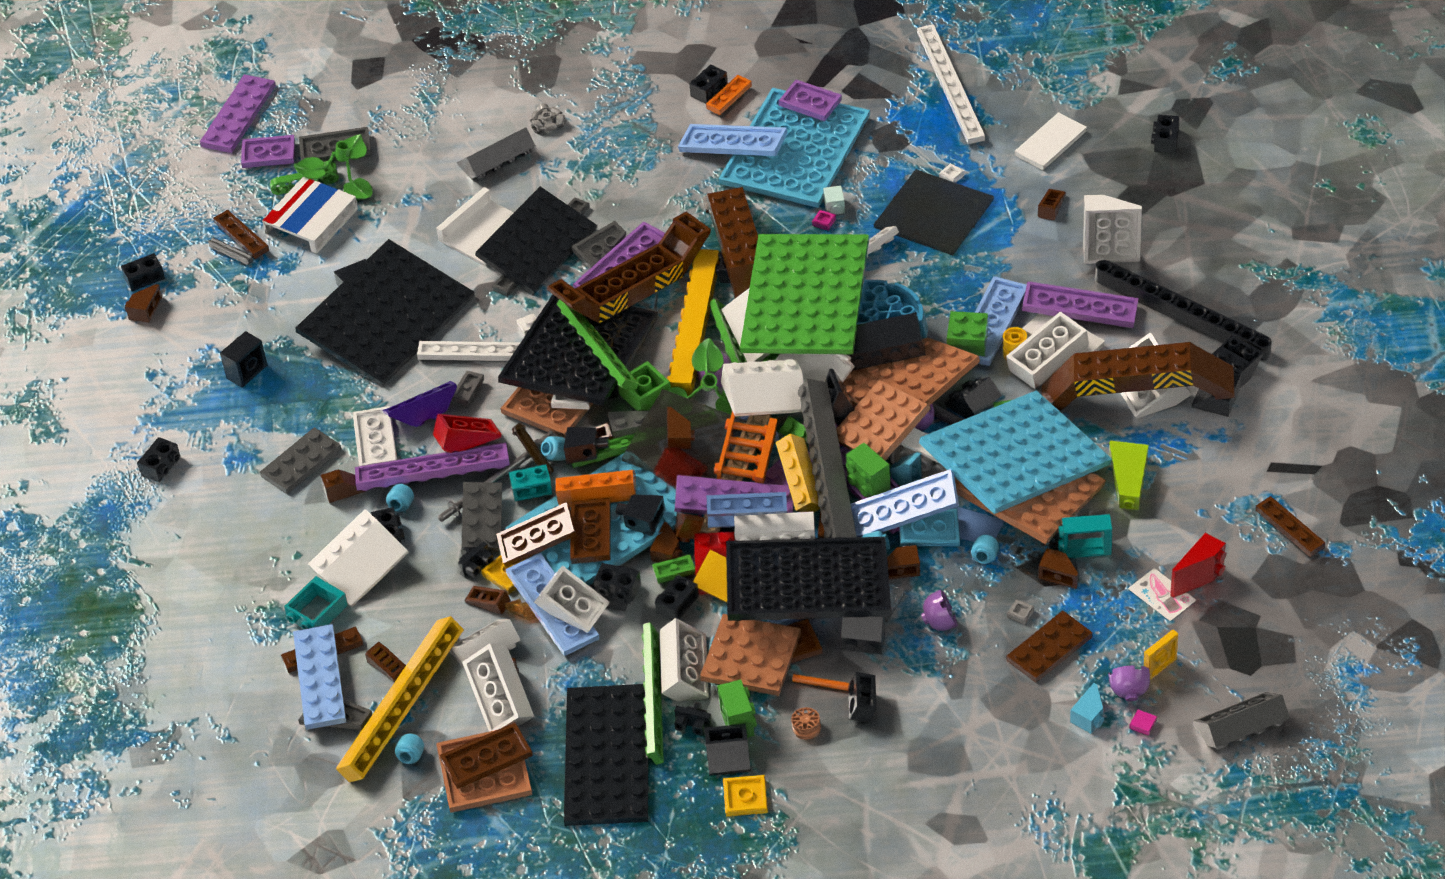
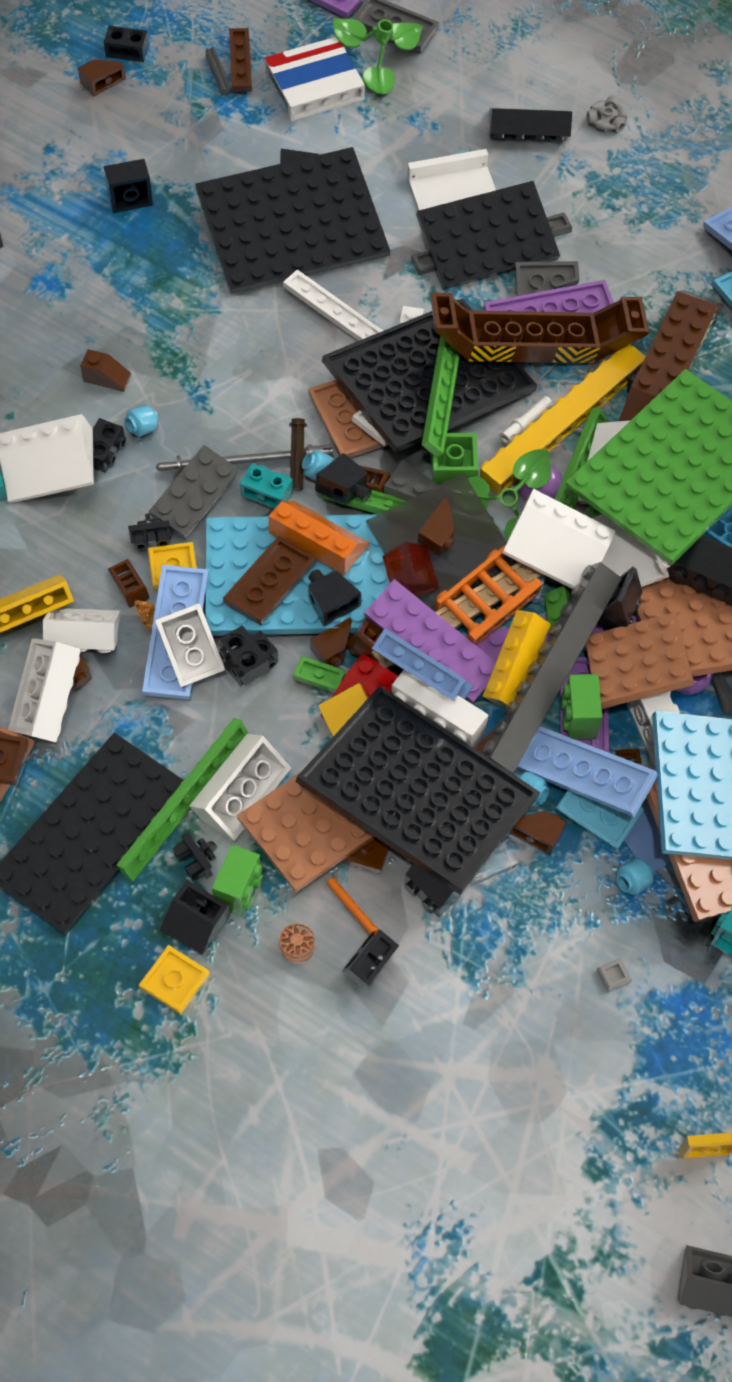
camera: 30 degrees right, 15 degrees up
(300, 460) = (95, 321): dark grey plate -> none
(330, 177) = (316, 32): bright green beam -> none
(374, 436) = (176, 343): white tile -> none
(423, 406) = (237, 339): dark purple wedge -> none
(431, 466) = (196, 407): medium lavender plate -> none
(463, 432) = (254, 392): red slope -> none
(468, 387) = (299, 346): flat silver plate -> none
(536, 534) = (218, 548): plate -> none
(668, 342) = (531, 415): none -> white pin
(676, 598) = (296, 715): black brick -> none
(907, 469) = (629, 729): medium azure slope -> none
(938, 612) = (527, 916): medium lavender cylinder -> none
(1049, 646) = (610, 1038): reddish brown plate -> none
(1058, 569) = (691, 953): reddish brown slope -> none
(1088, 710) = (585, 1149): medium azure slope -> none
(1129, 682) = (652, 1152): medium lavender cylinder -> none
(1143, 722) = (632, 1206): dark pink tile -> none

